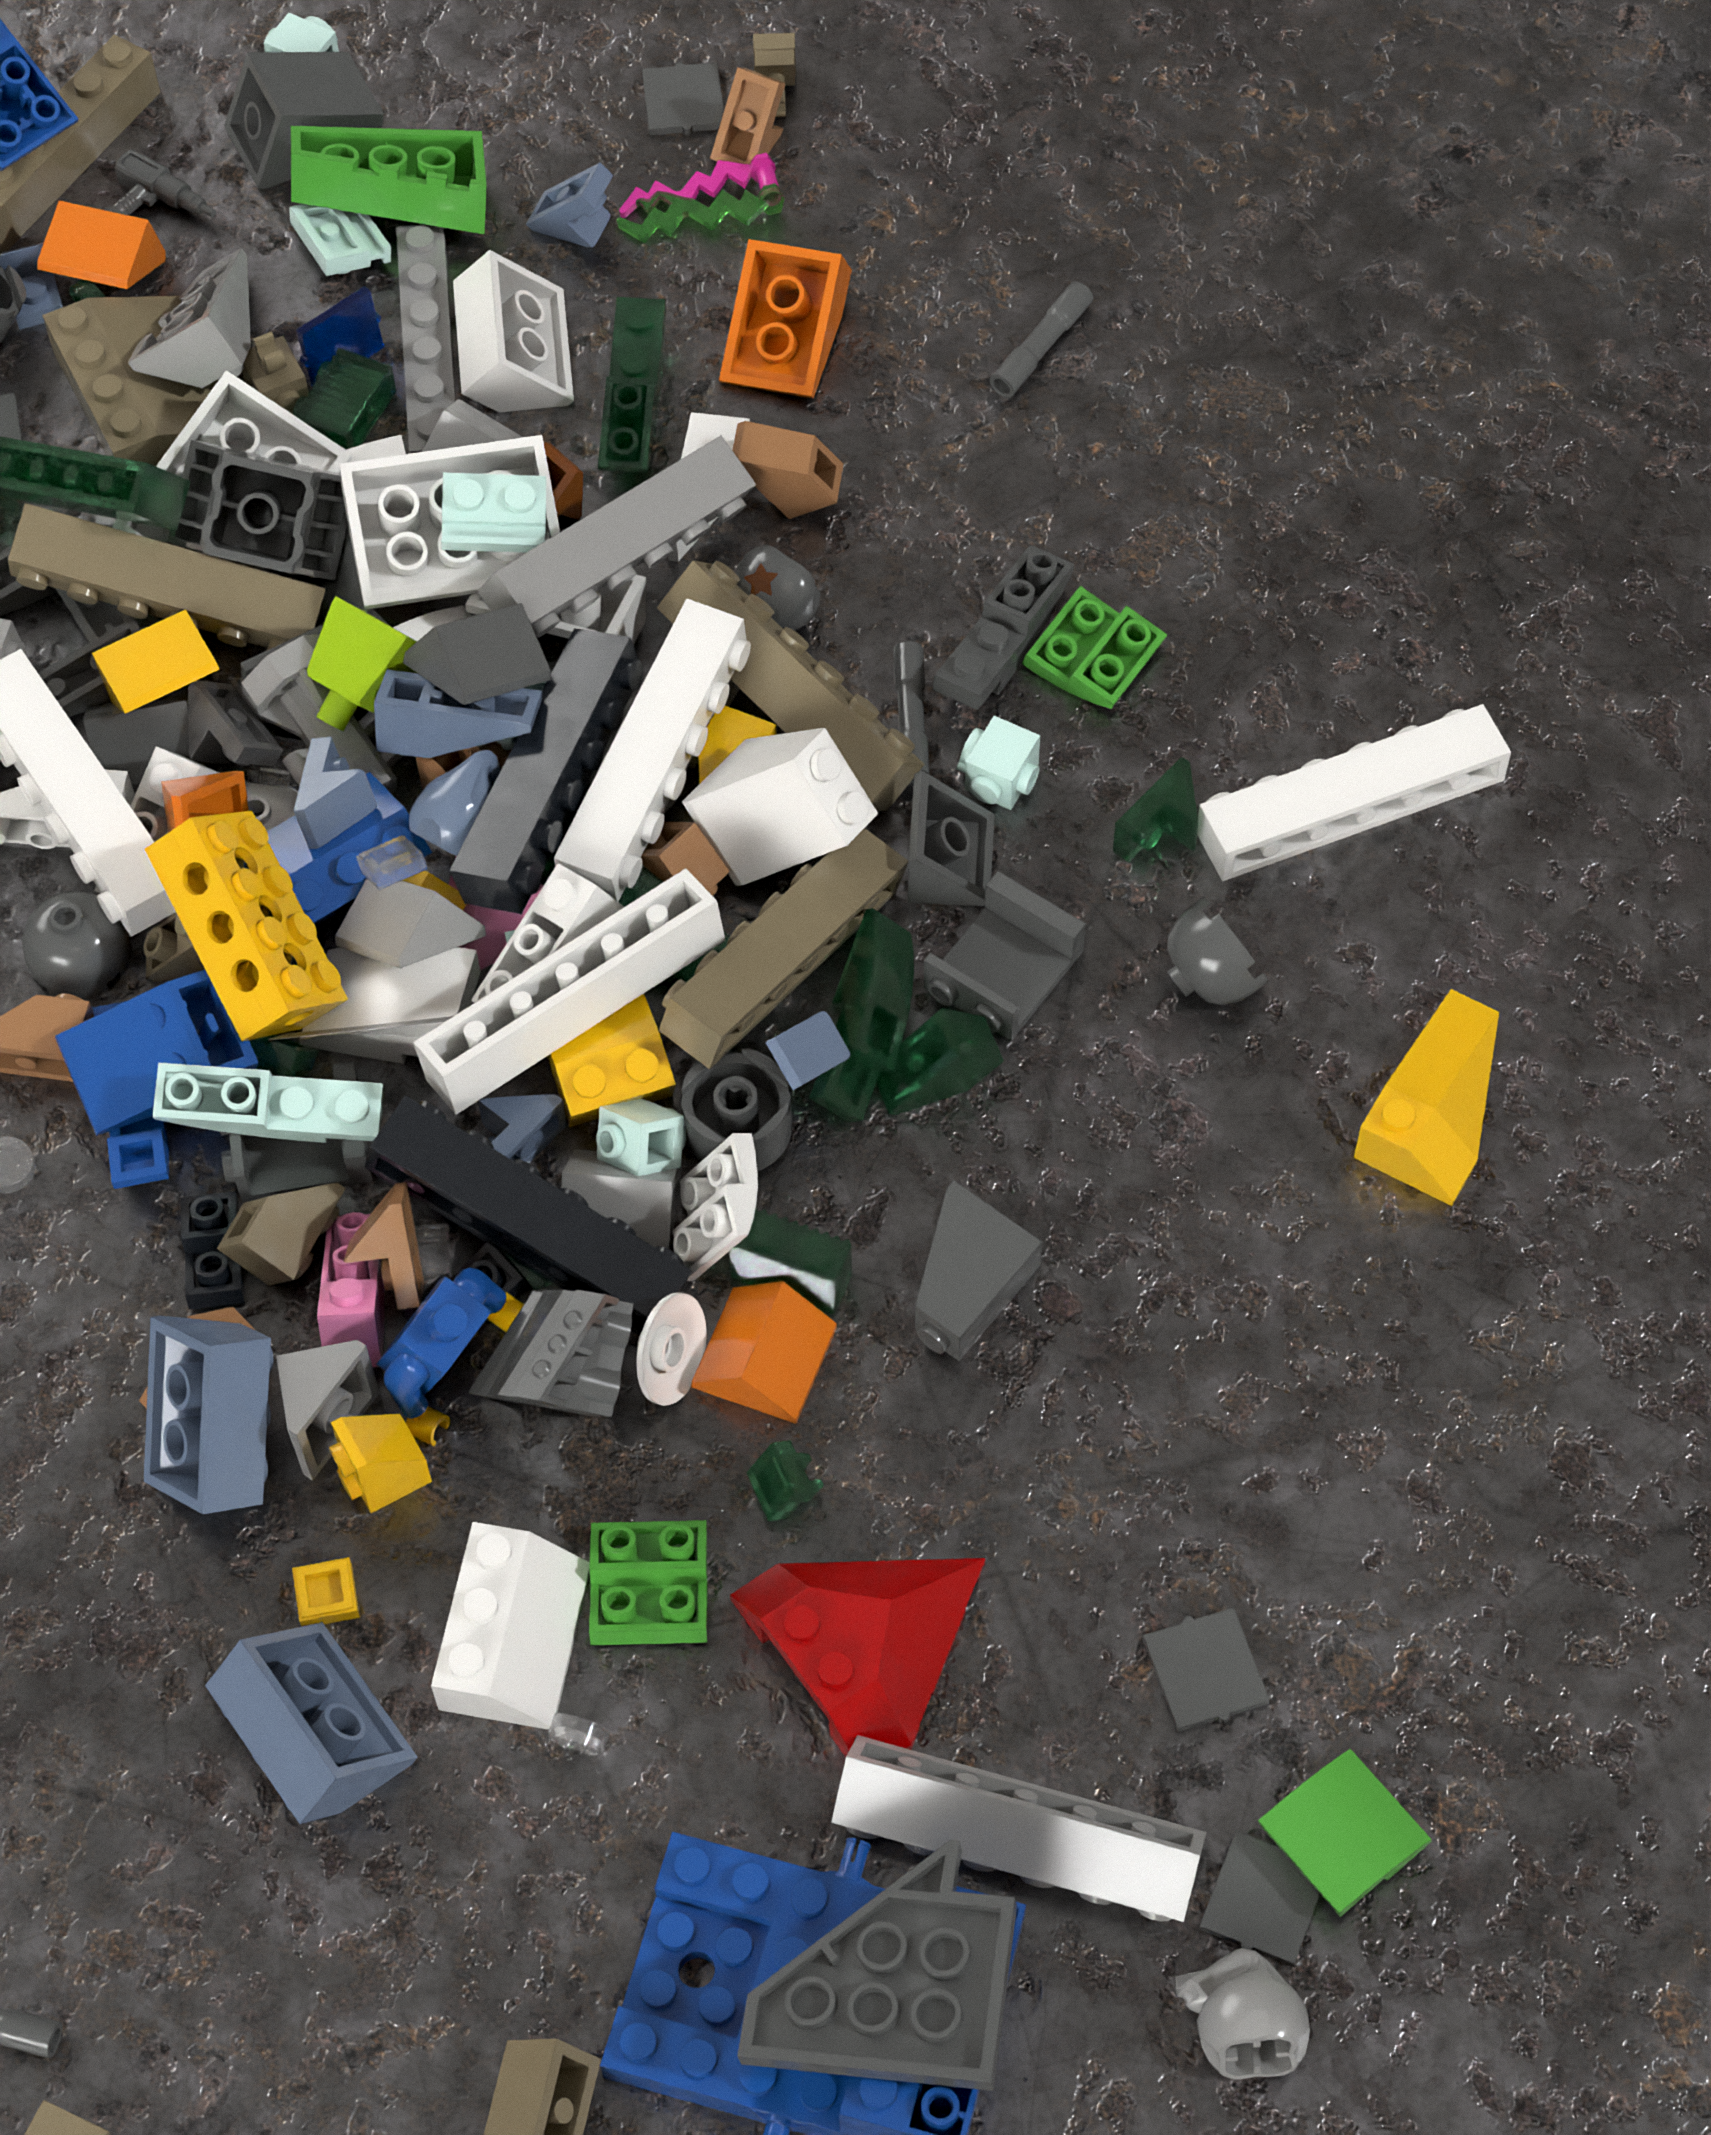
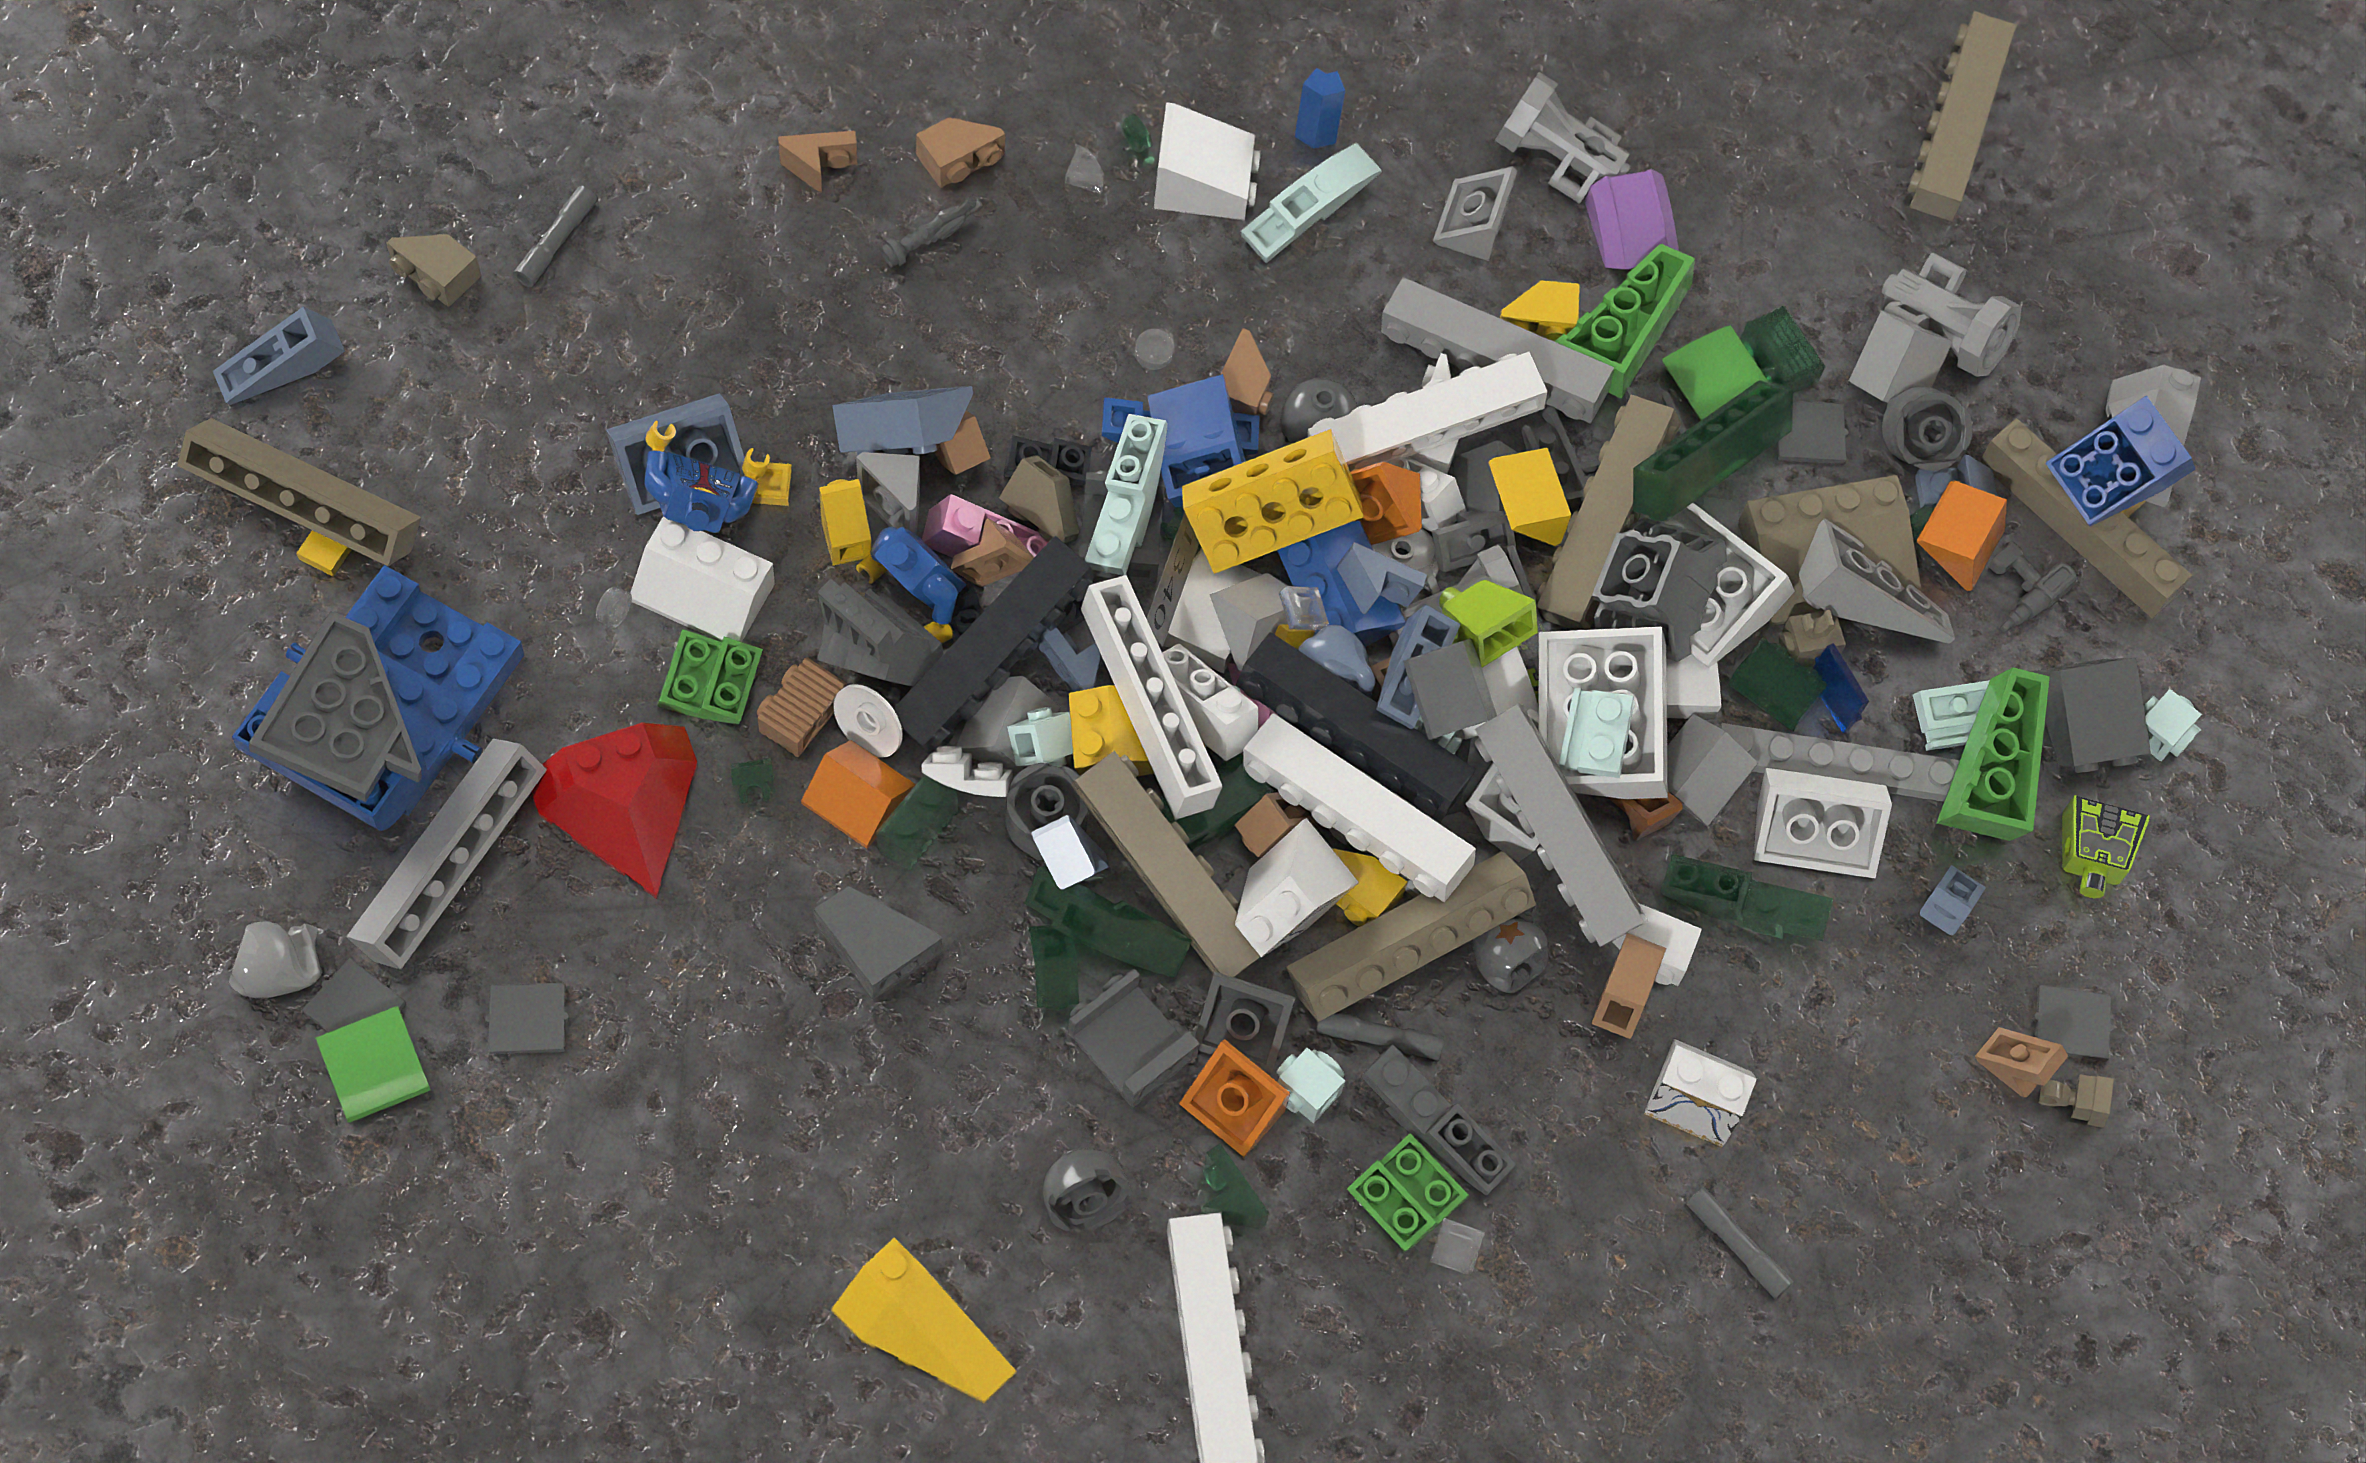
camera: 95 degrees right, 5 degrees up
(381, 1654) = (696, 491): none -> blue torso
(468, 89) = (2099, 843): none -> torso
(665, 1447) = (800, 706): none -> medium nougat brick
(683, 202) = (1946, 991): clear neon green piece -> none
(784, 318) = (1798, 1036): orange slope -> none
(883, 381) = (1700, 1093): none -> white slope
(1045, 832) = (1235, 1099): none -> orange slope
(1141, 590) = (1457, 1246): none -> clear tile

